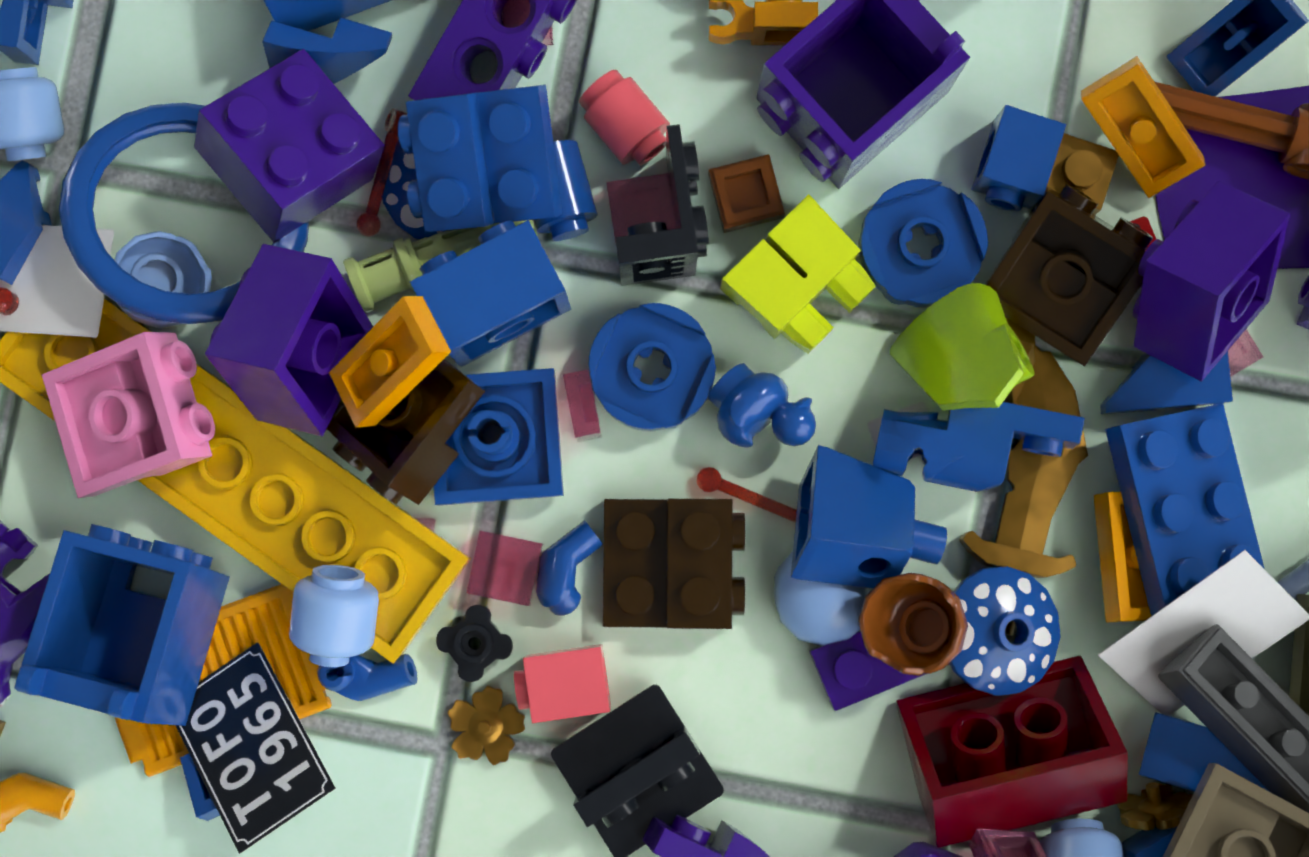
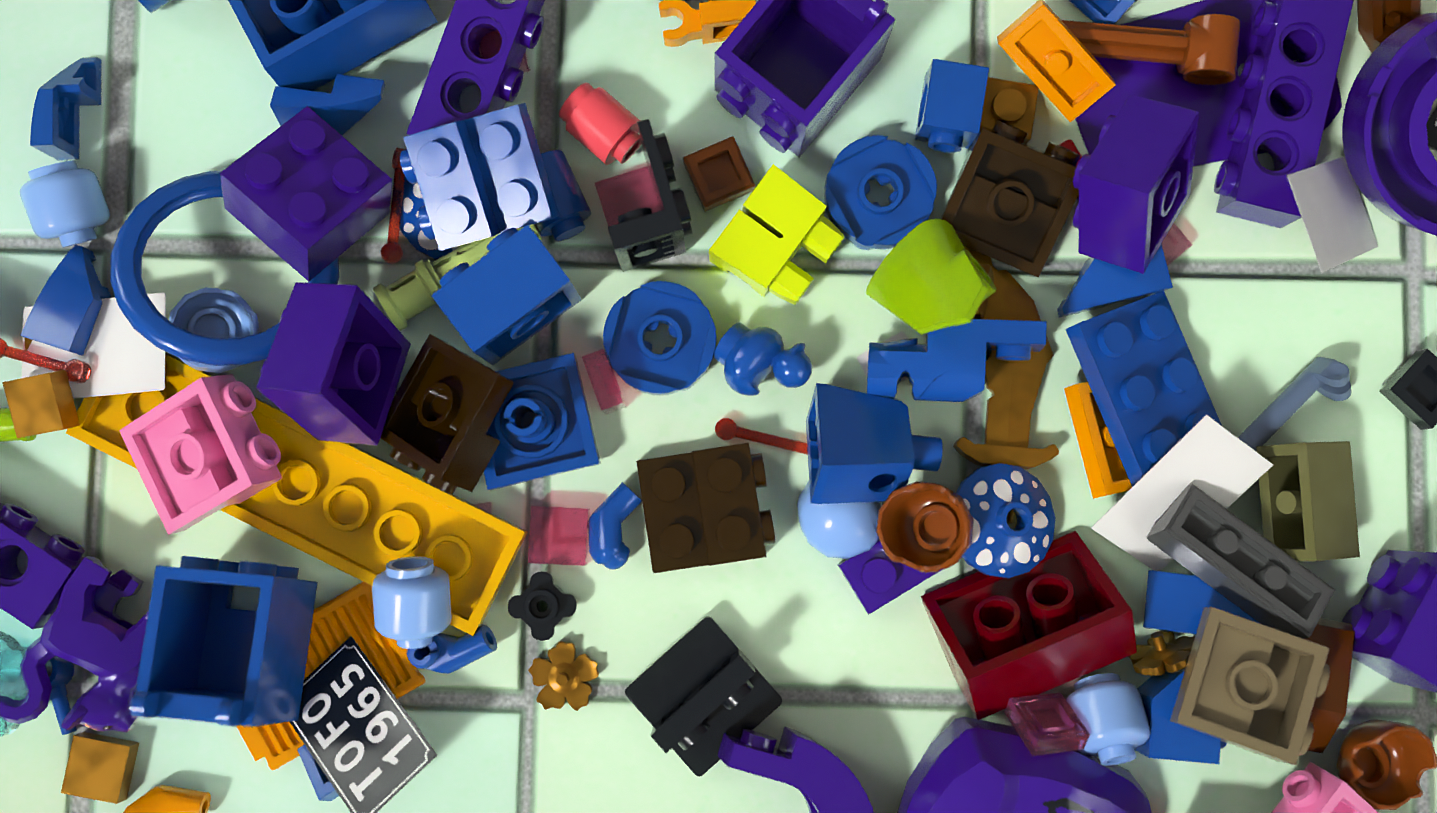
camera: 10 degrees left, 0 degrees up
(389, 361) = (424, 368): light orange plate -> none
(563, 684) = (626, 629): coral brick -> none

